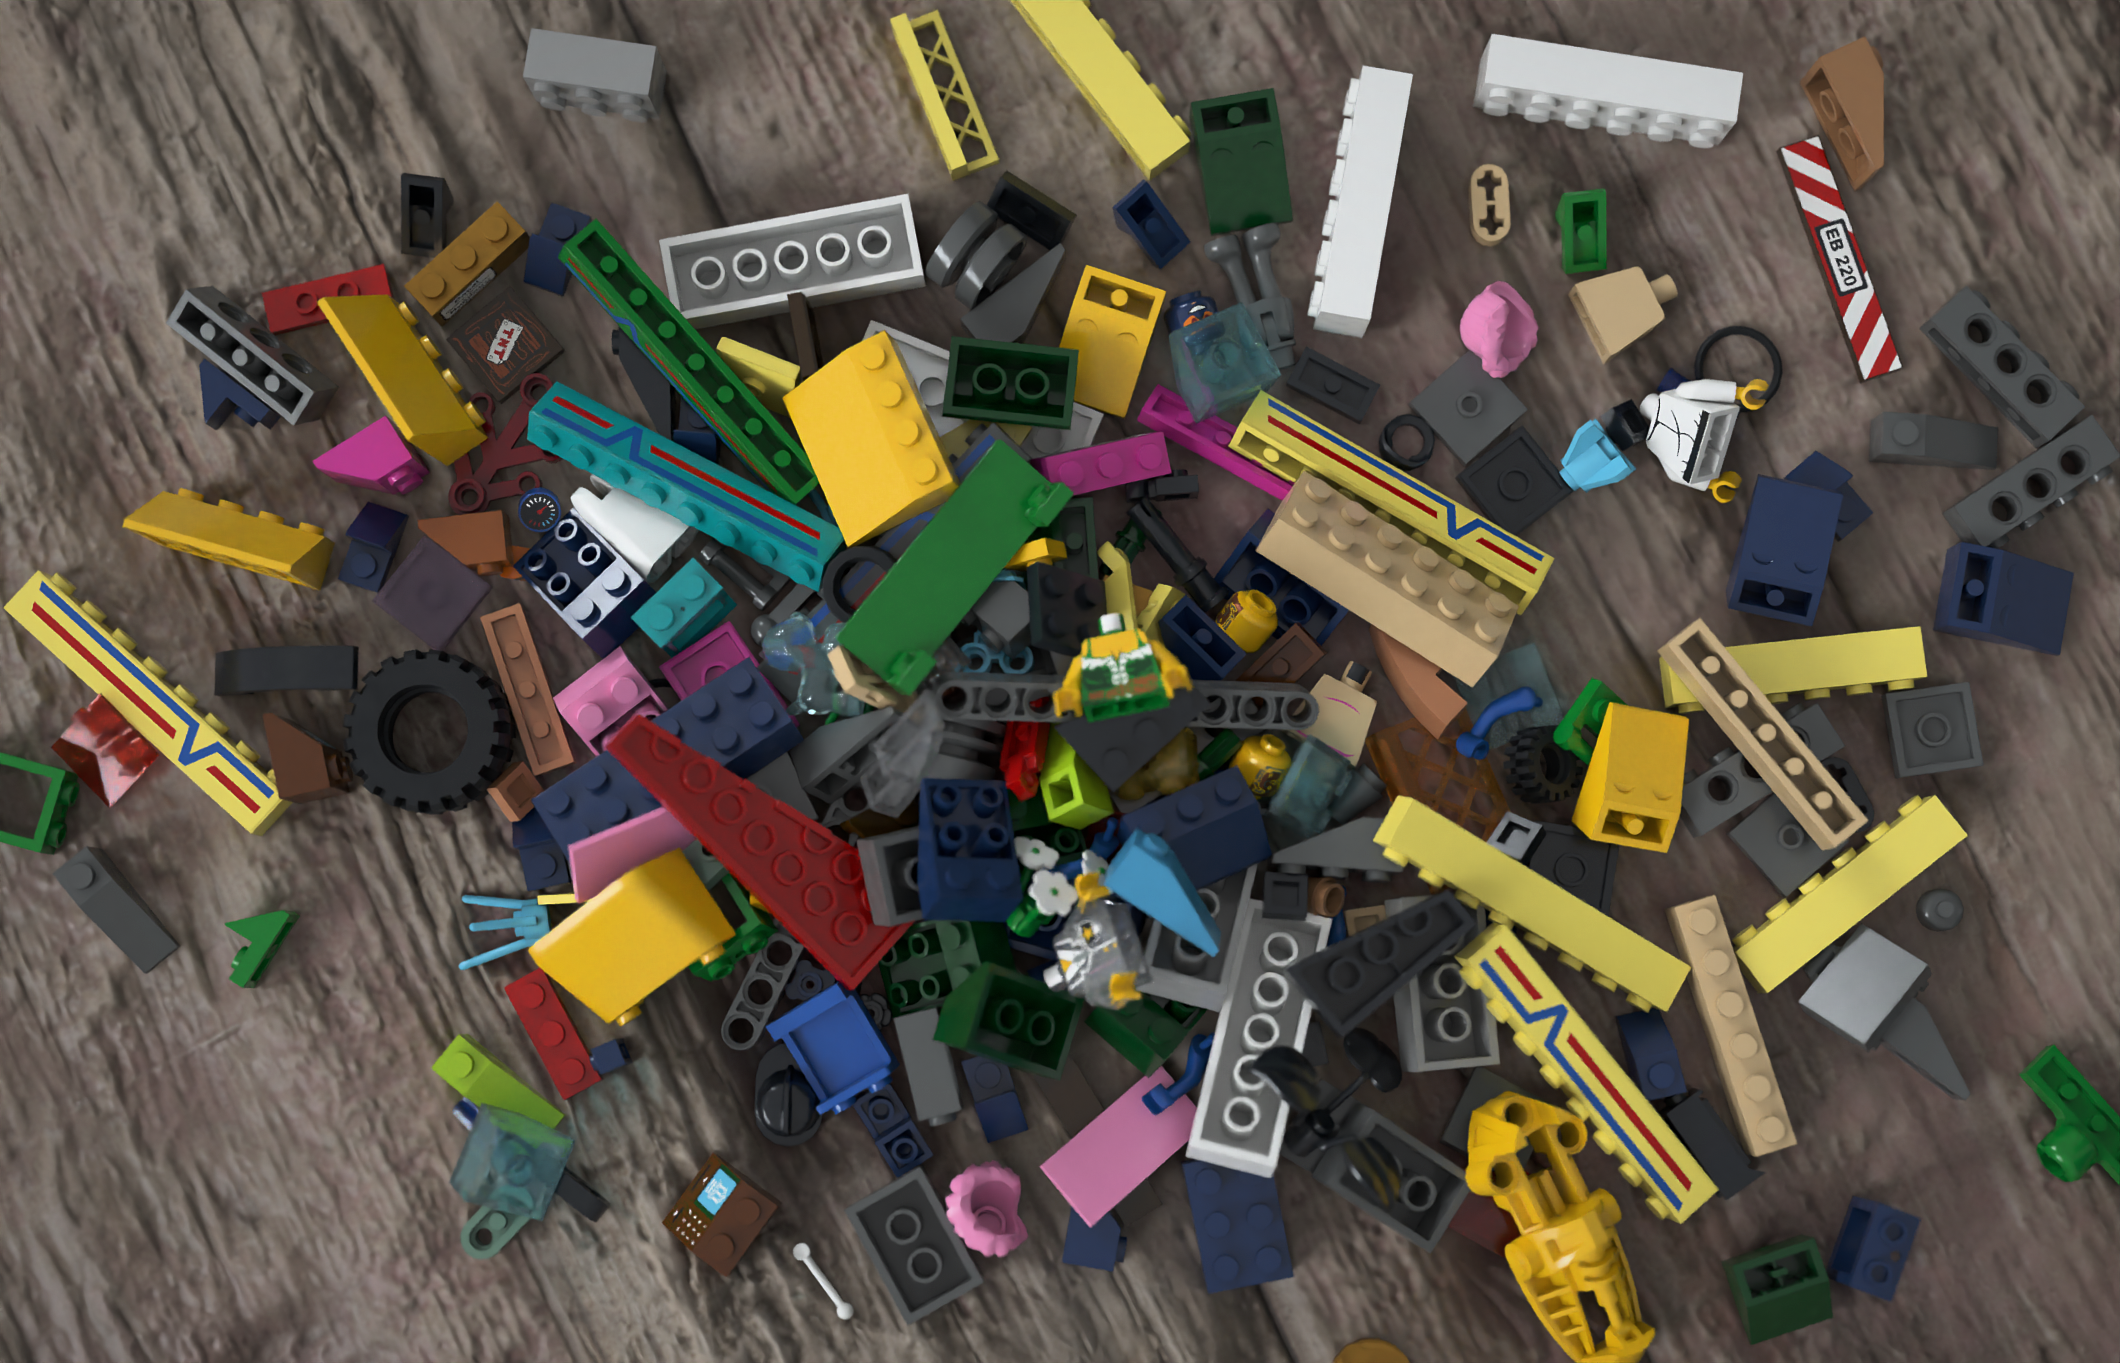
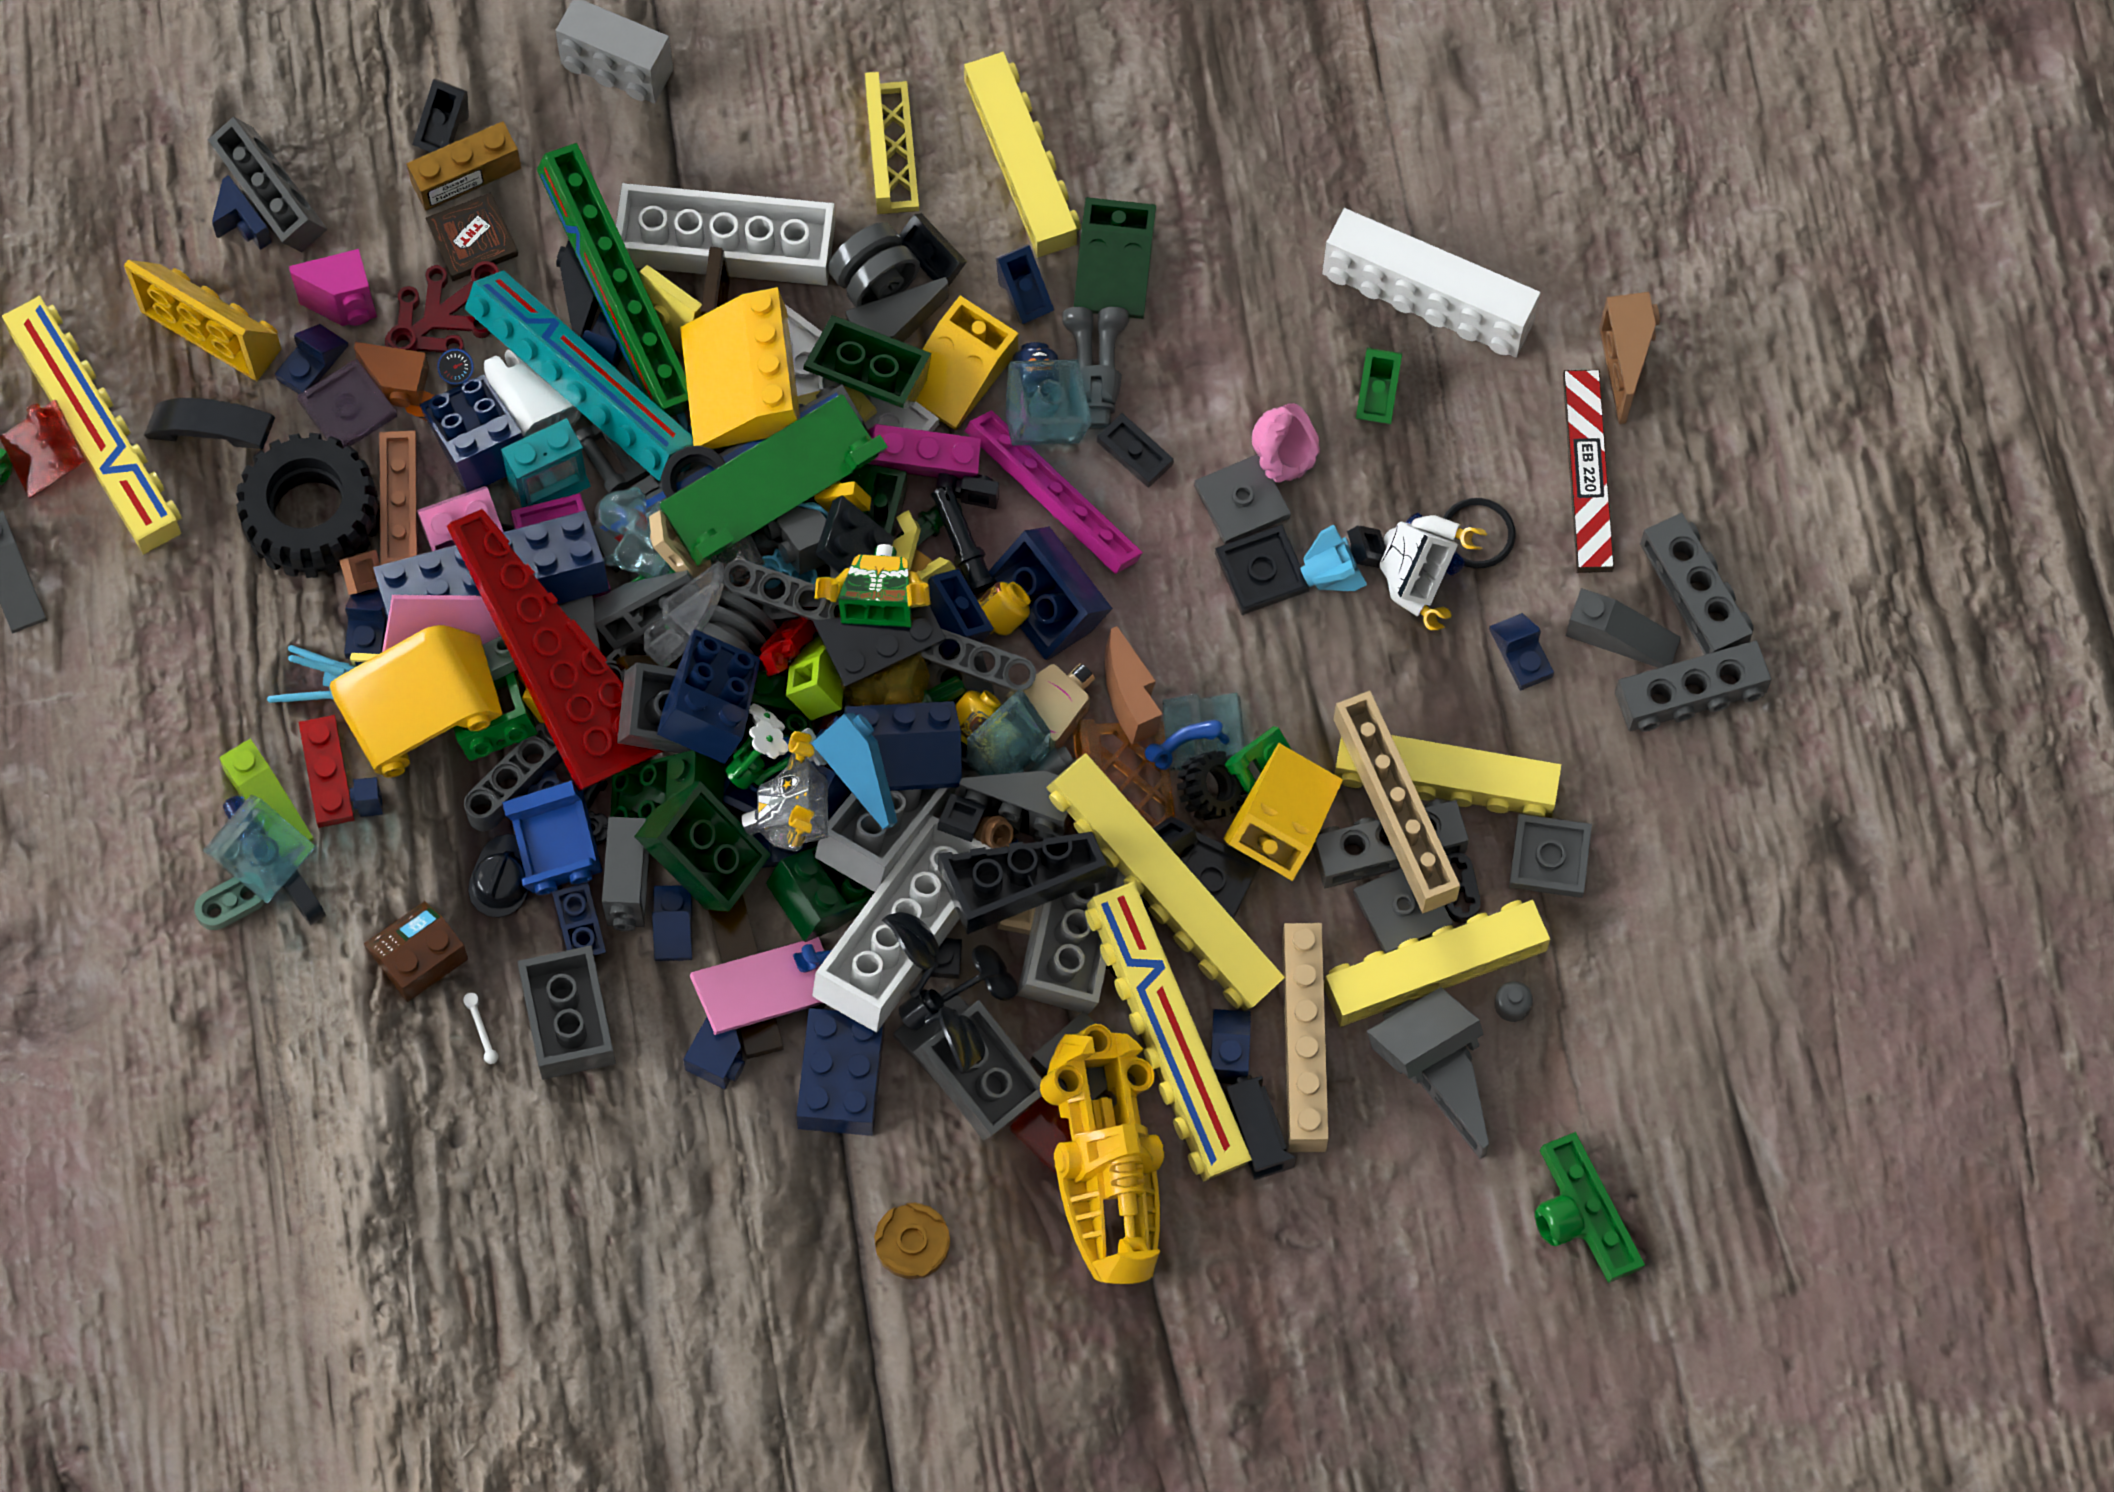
camera: 15 degrees right, 15 degrees down
(267, 935) = (120, 627): green slope -> none
(297, 305) = (342, 164): red plate -> none
(304, 763) = (200, 500): reddish brown slope -> none
(407, 374) = (387, 229): yellow slope -> none
(542, 264) = (525, 184): dark blue slope -> none
(987, 1208) = (635, 1001): bright pink hair -> none
(1285, 660) = (1032, 642): reddish brown plate -> none
(1294, 443) = (1153, 550): light yellow brick -> none
(1362, 204) = (1200, 313): white brick -> none
(1385, 443) = (1169, 525): black piece -> none
(1388, 579) = (1128, 600): tan brick -> none
(1499, 205) = (1316, 351): tan beam -> none
(1621, 308) = (1392, 456): tan torso -> none
(1779, 1288) = (1280, 1259): dark green slope -> none
(1784, 550) = (1465, 671): dark blue slope -> none
(1865, 1246) = (1368, 1232): dark blue window -> none
(2003, 598) = (1642, 767): dark blue slope -> none

